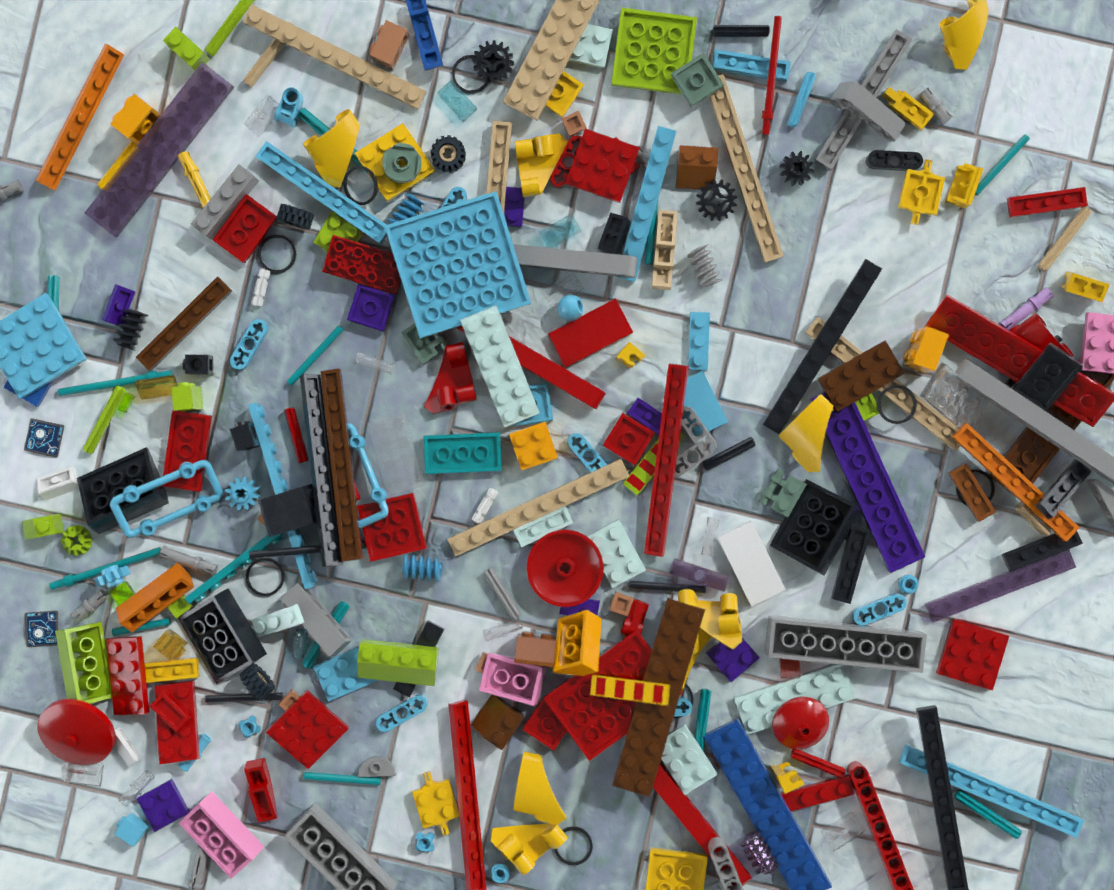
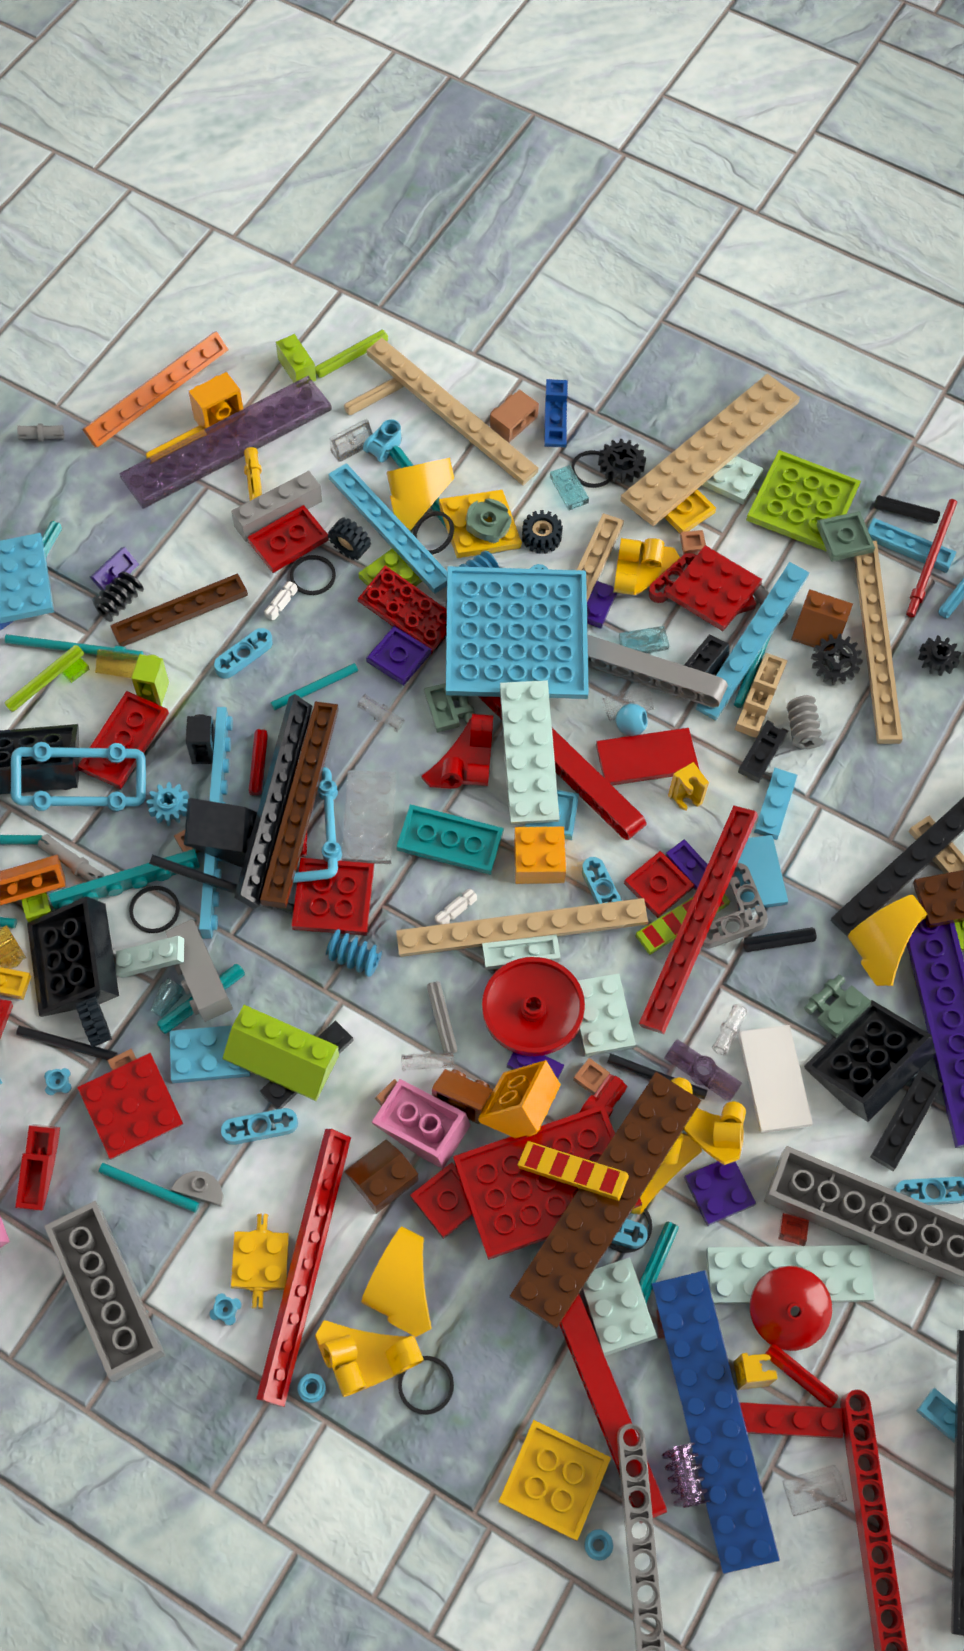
camera: 15 degrees right, 25 degrees down
(206, 364) = (182, 661): black brick -> none
(678, 300) = (762, 751): none -> black plate

